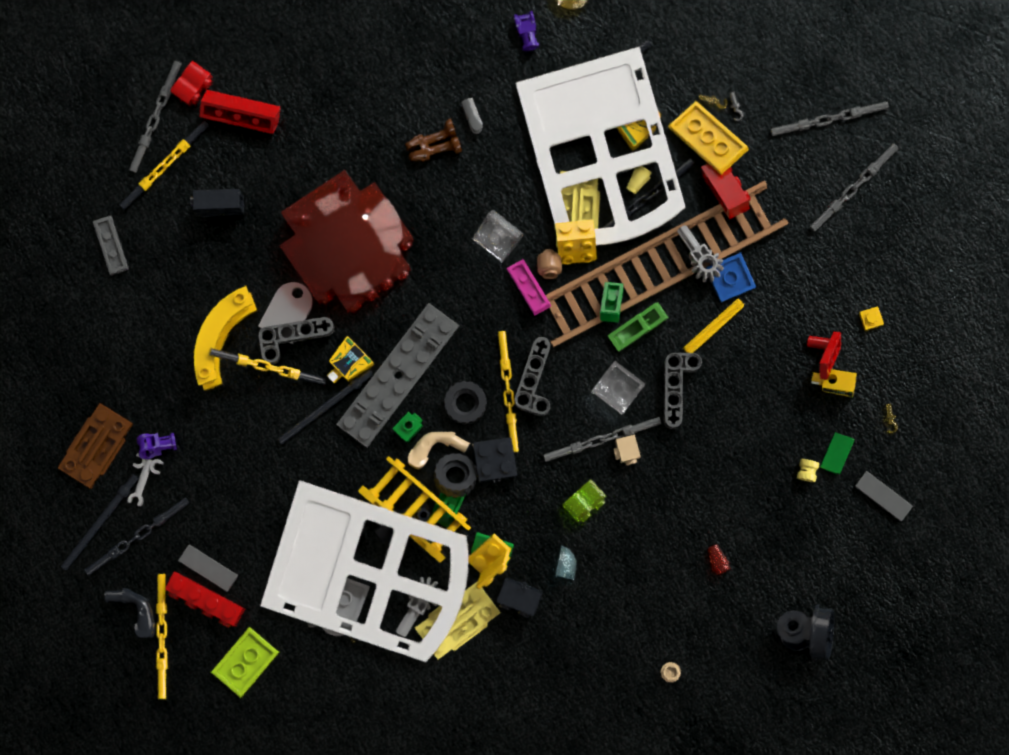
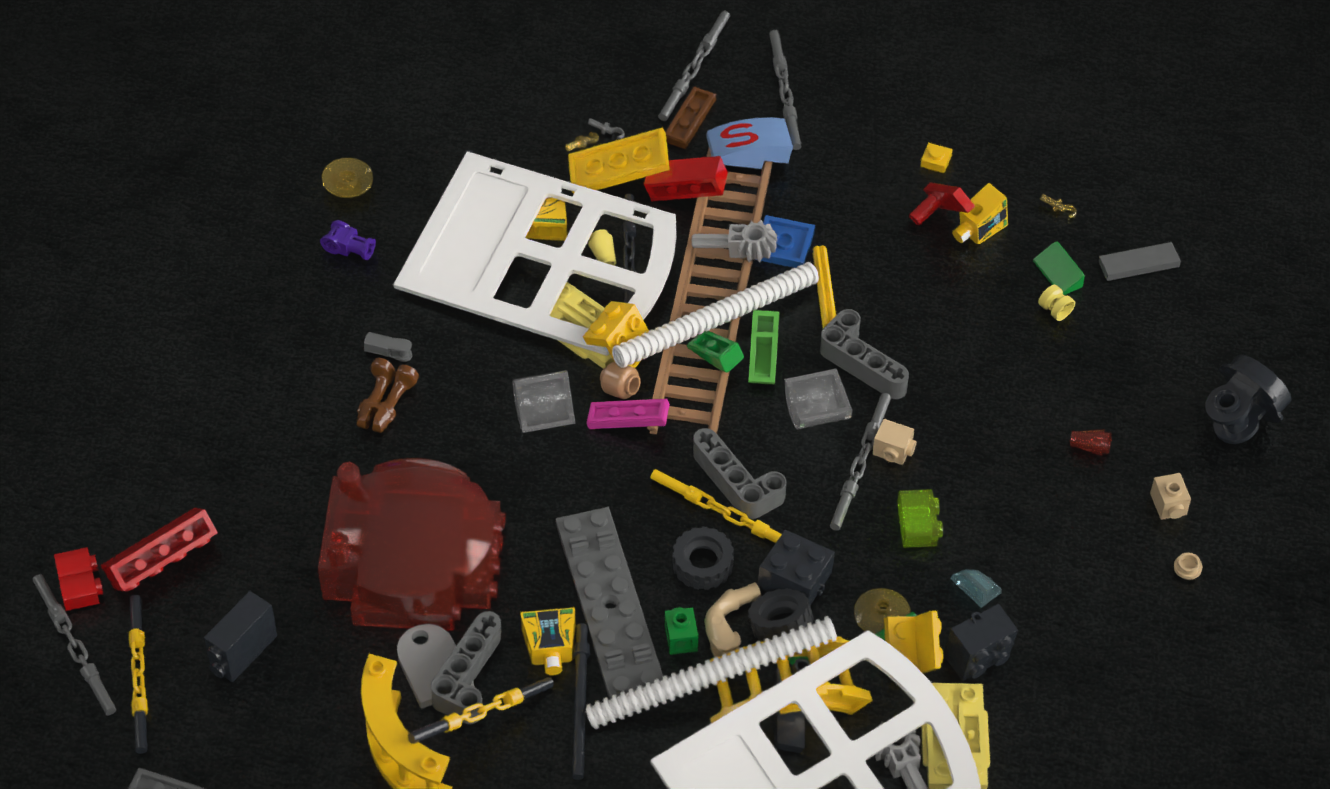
camera: 50 degrees left, 30 degrees down
(383, 469) = (710, 672): none -> white piece
(519, 520) = (870, 616): none -> clear yellow dish
(634, 285) = (715, 314): none -> white piece
(711, 632) = (1170, 496): none -> tan brick
(784, 148) = (689, 117): none -> reddish brown tile
(786, 202) = (751, 142): none -> medium blue slope

